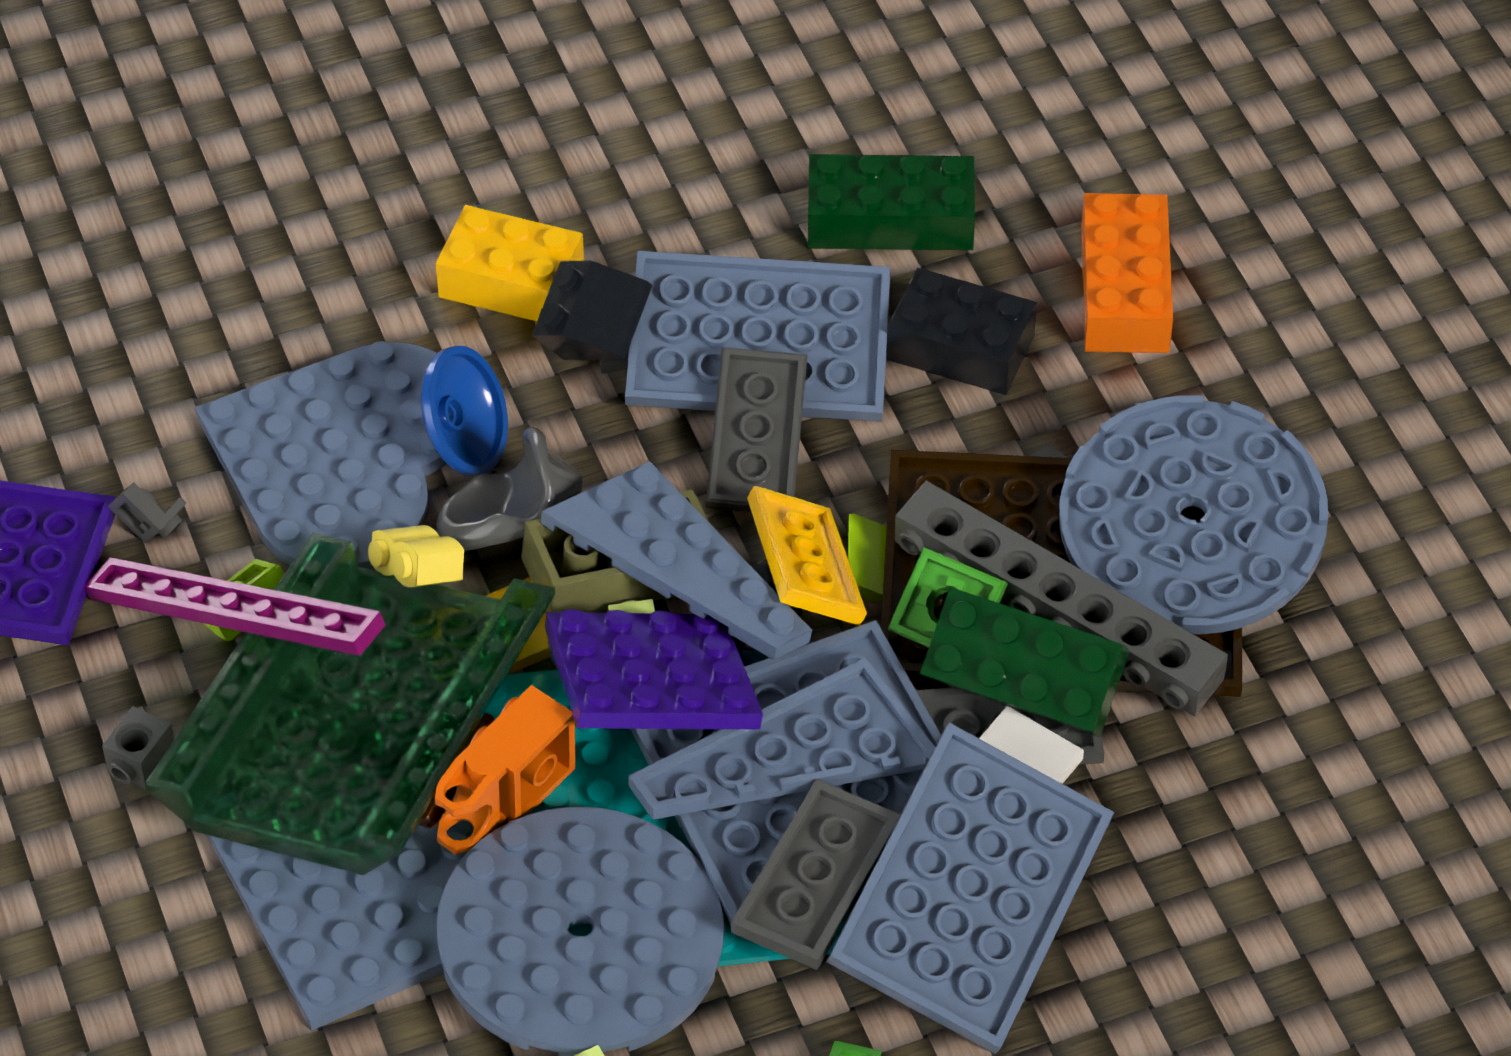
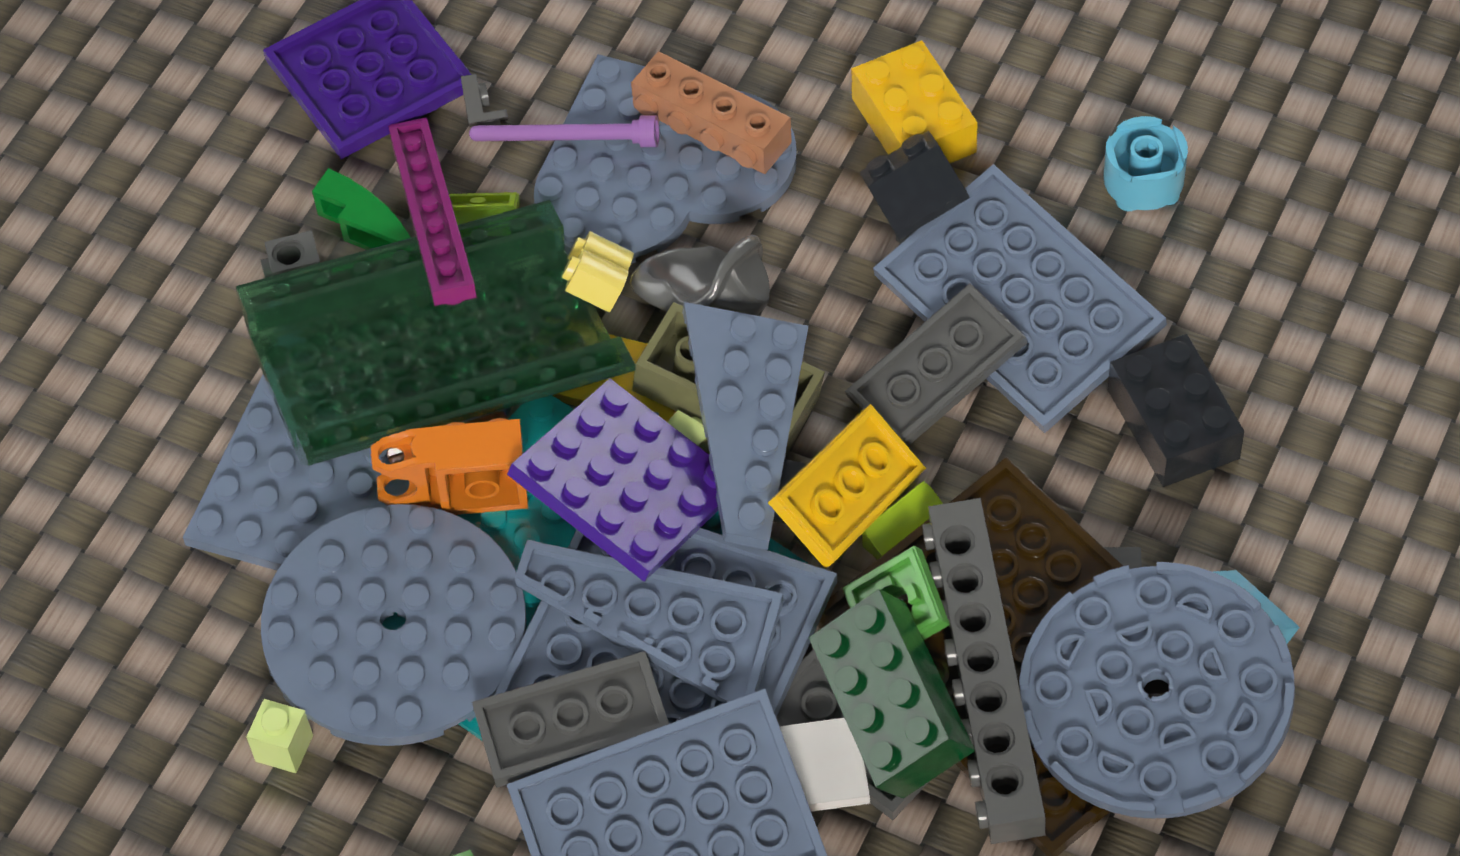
camera: 50 degrees right, 5 degrees up
(155, 667) = (361, 215): none -> green slope
(320, 429) = (641, 131): none -> medium lavender piece
(359, 381) = (711, 112): none -> nougat brick
(464, 410) = (760, 199): blue dish -> none
(735, 178) = (1145, 164): none -> medium azure brick
(891, 202) = (1242, 270): dark green brick -> none
(1126, 273) = (1356, 464): orange brick -> none

